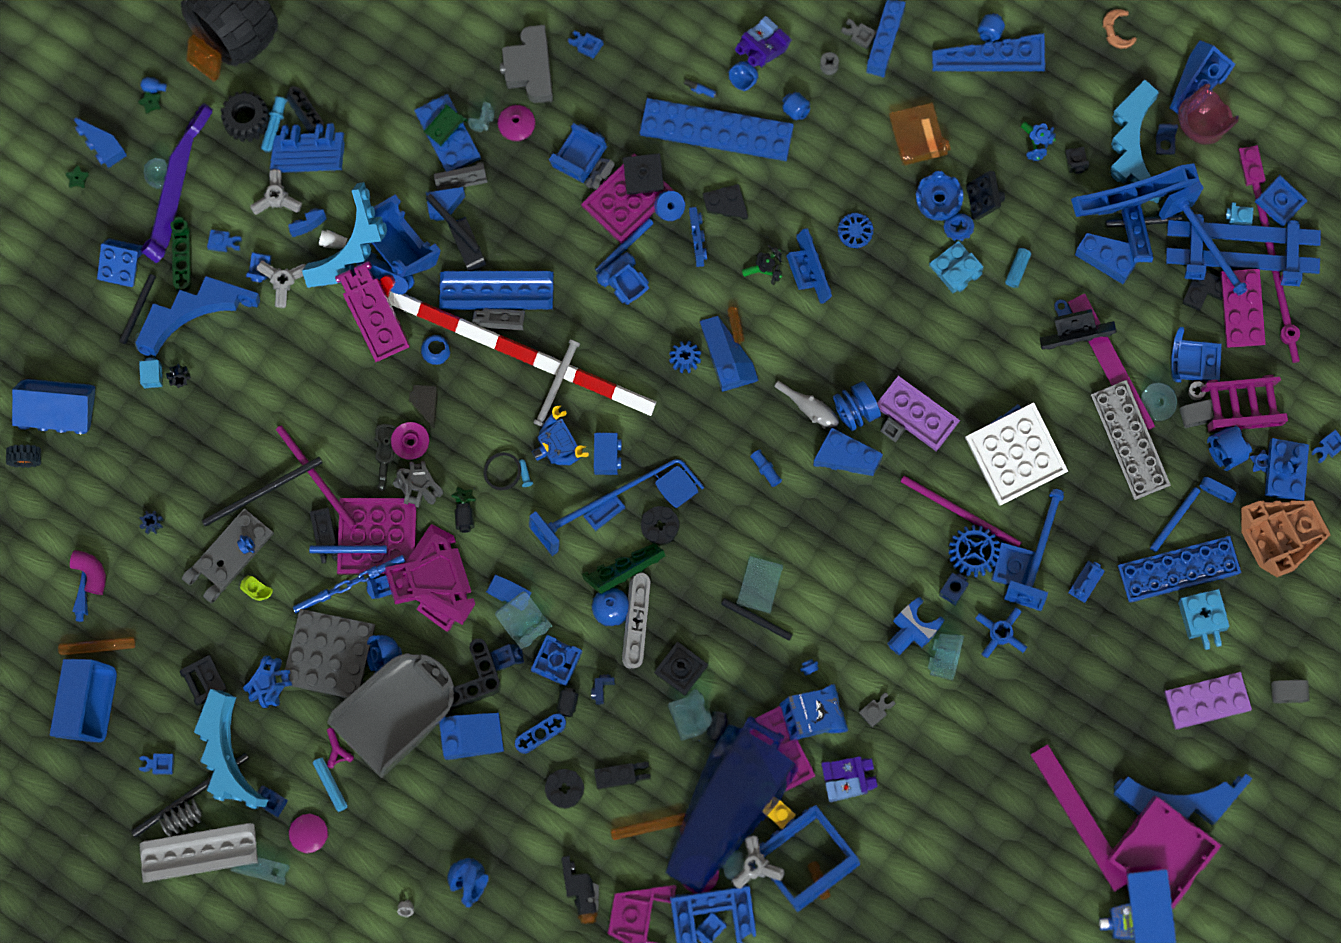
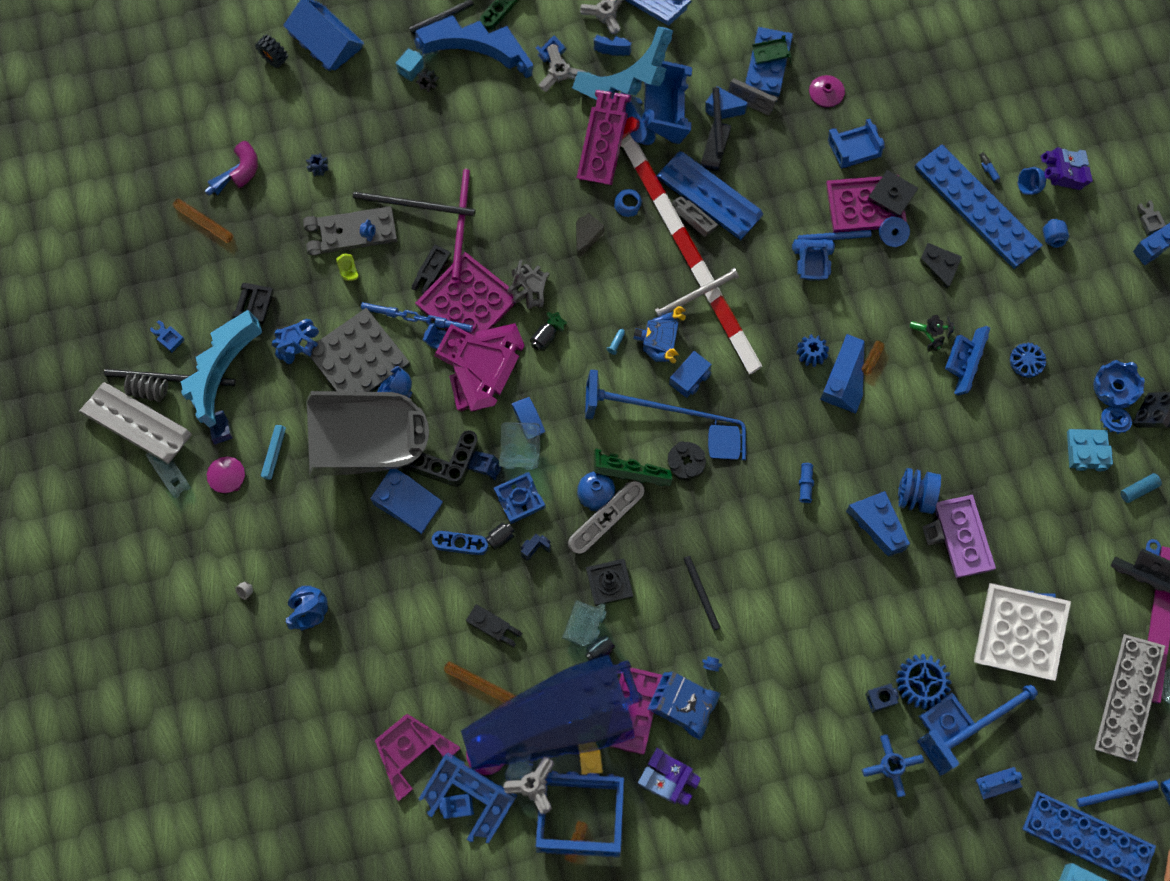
camera: 35 degrees right, 5 degrees down
(83, 700) = (157, 250): blue windscreen -> none
(221, 241) = (541, 14): blue plate -> none
(332, 240) = (616, 66): white cone -> none
(336, 749) = (301, 430): magenta piece -> none
(349, 549) = (438, 292): blue bar -> none
(384, 451) = (537, 236): pearl dark grey piece -> none
(407, 432) = (549, 244): magenta dish -> none
(487, 115) = (806, 69): clear light blue bracket -> none
(489, 461) = (596, 313): black piece -> none
(529, 65) = (871, 56): dark grey brick -> none
(573, 795) = (439, 589): black plate -> none
(583, 890) = (386, 687): black plate -> none
(587, 45) = (926, 74): blue plate -> none
(600, 171) = (862, 169): dark grey plate -> none
(603, 513) = (652, 417): blue tile -> none
(698, 236) = (896, 270): blue wing -> none
(760, 584) = (726, 568): clear light blue piece -> none
(812, 407) = (882, 465): light grey piece -> none
(829, 68) = (1103, 224): dark grey wheel -> none
(875, 712) = (735, 743): dark grey plate -> none
(912, 628) = (822, 702): blue connector -> none
(918, 134) = (1139, 326): clear orange door -> none
(946, 656) = (831, 746): clear light blue slope -> none
(960, 511) = (937, 641): magenta piece -> none

